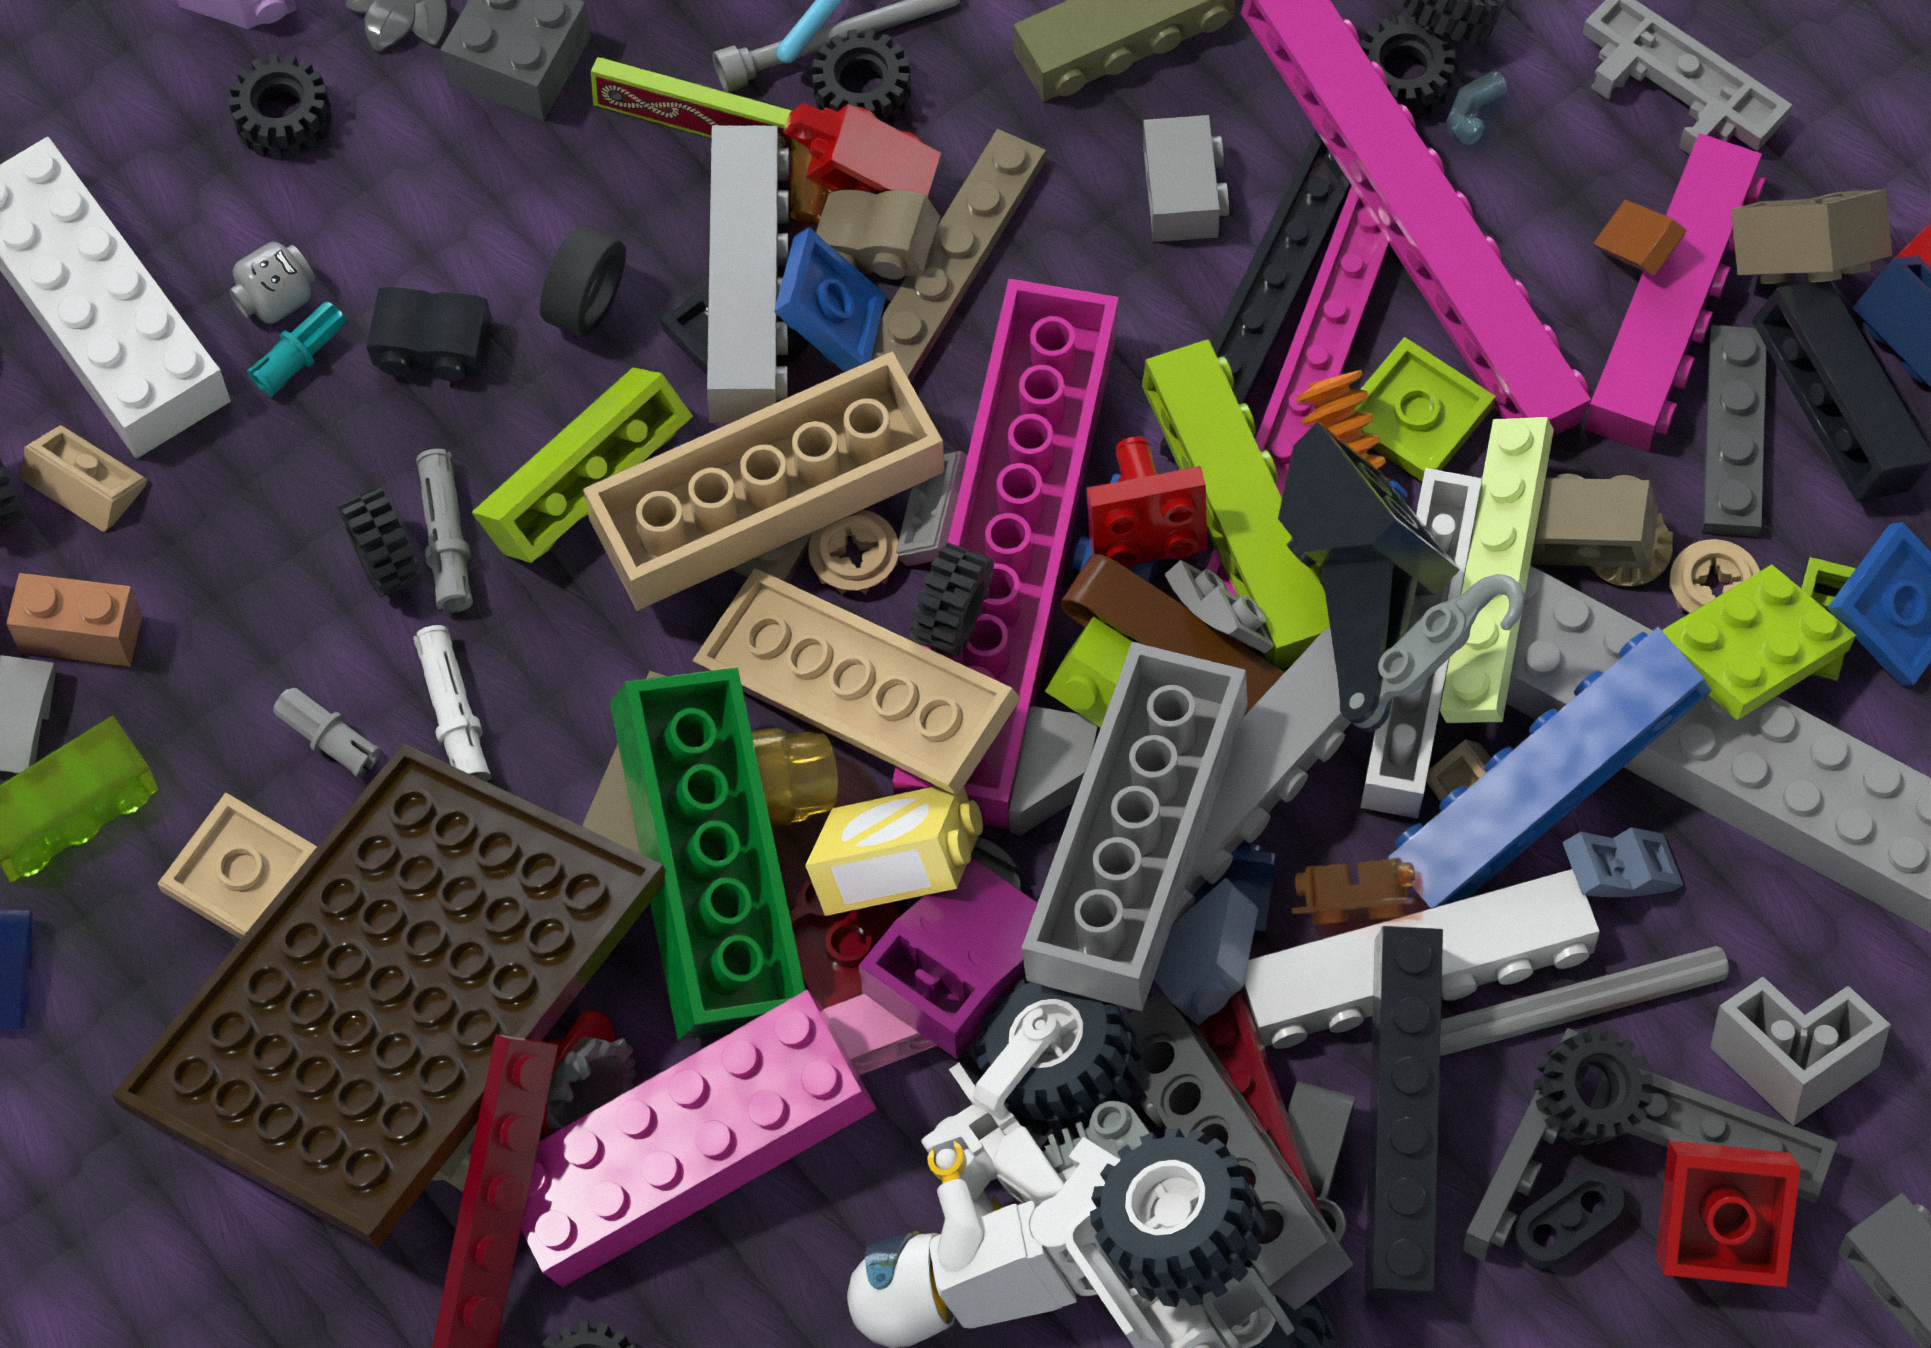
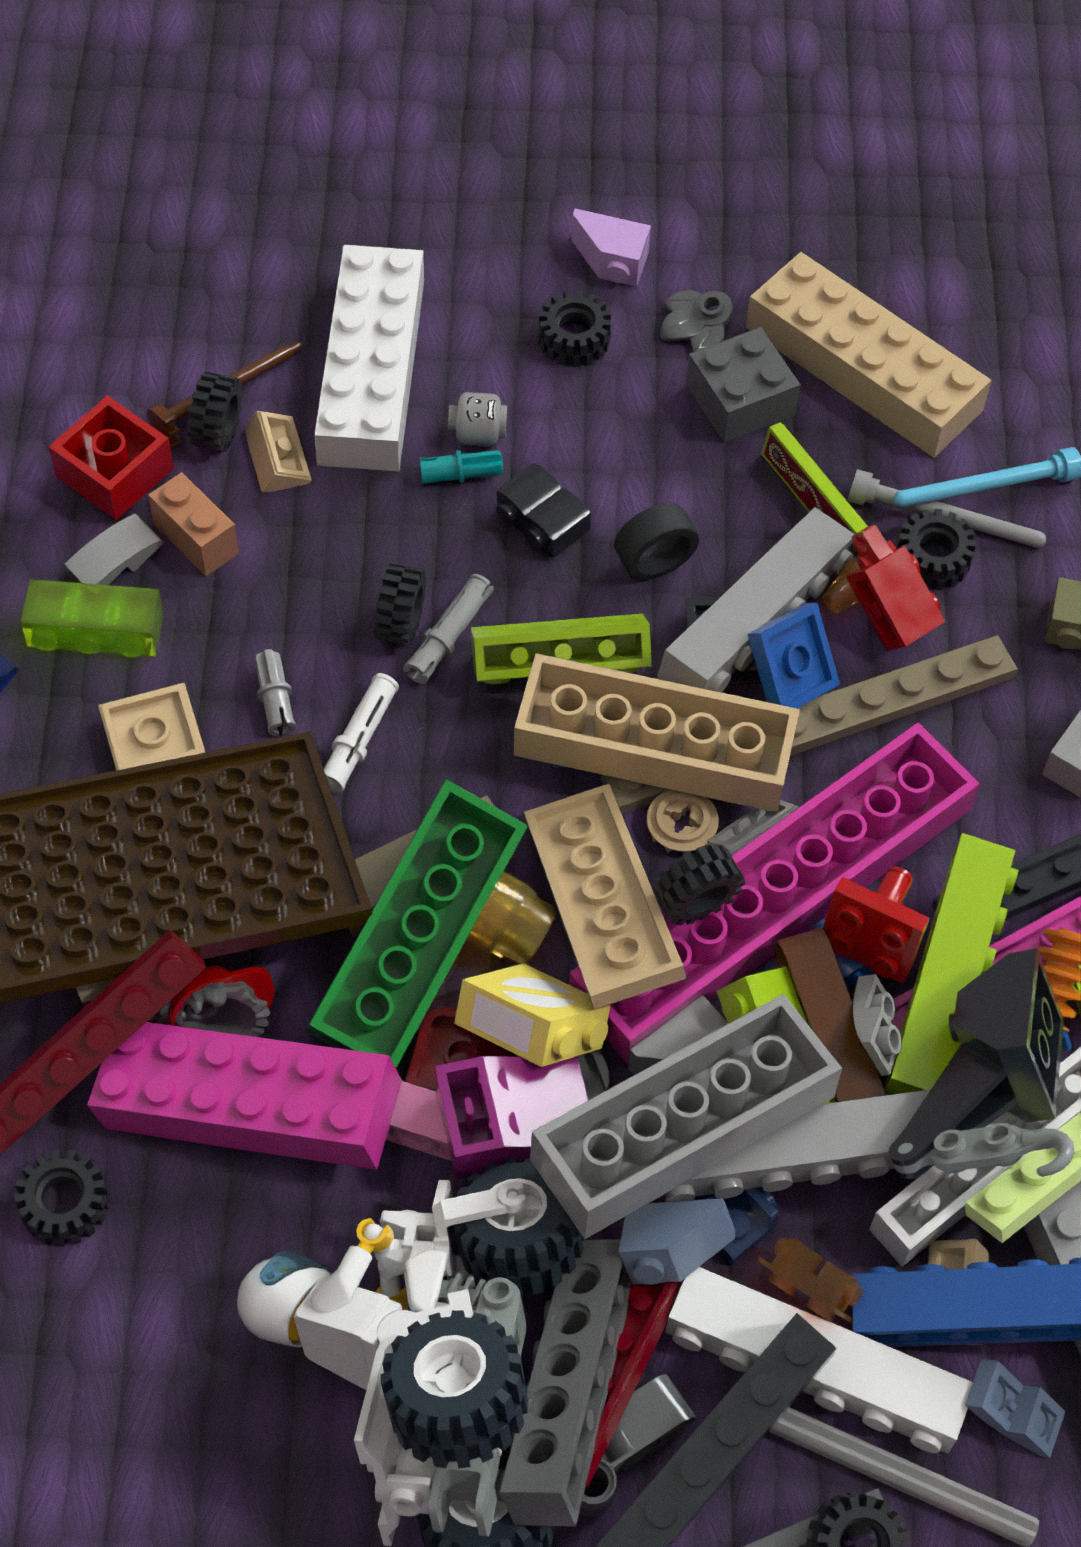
camera: 35 degrees right, 5 degrees down
(880, 231) = (865, 641): dark tan brick -> none

